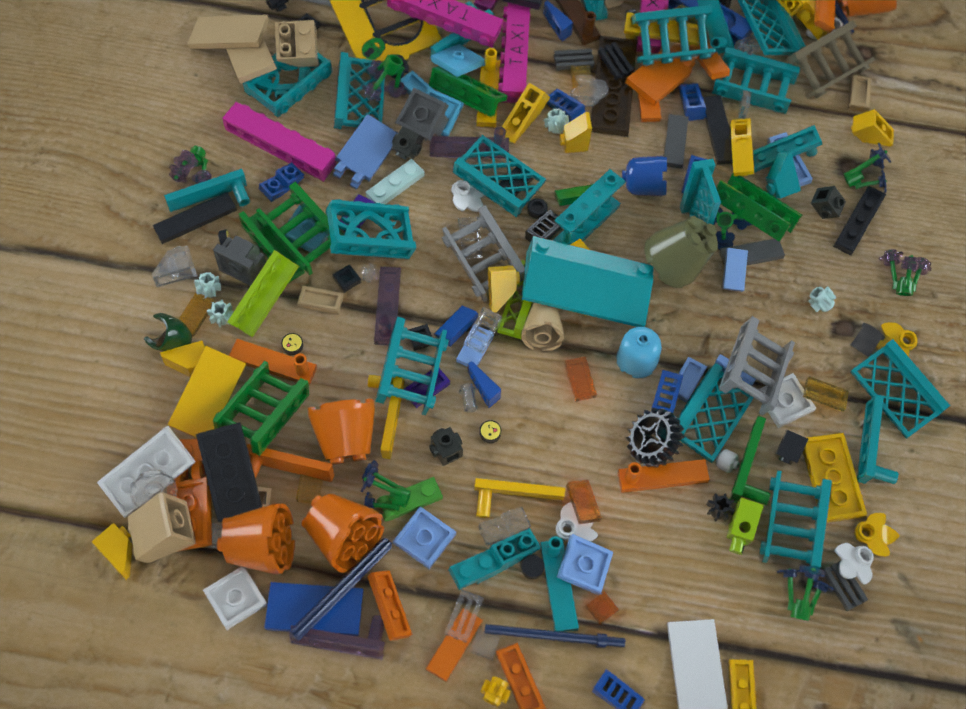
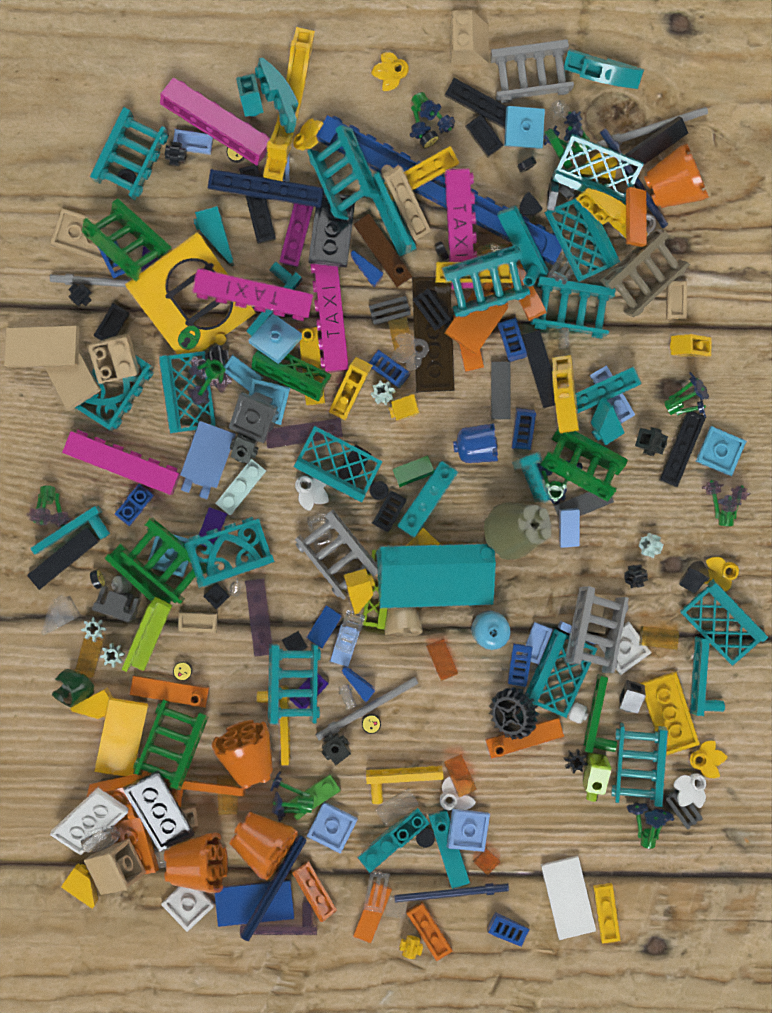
camera: 10 degrees left, 25 degrees up
(491, 413) = (335, 727): none -> light grey bar
(804, 326) = (636, 576): none -> black gear
(900, 226) = (720, 451): none -> medium azure plate

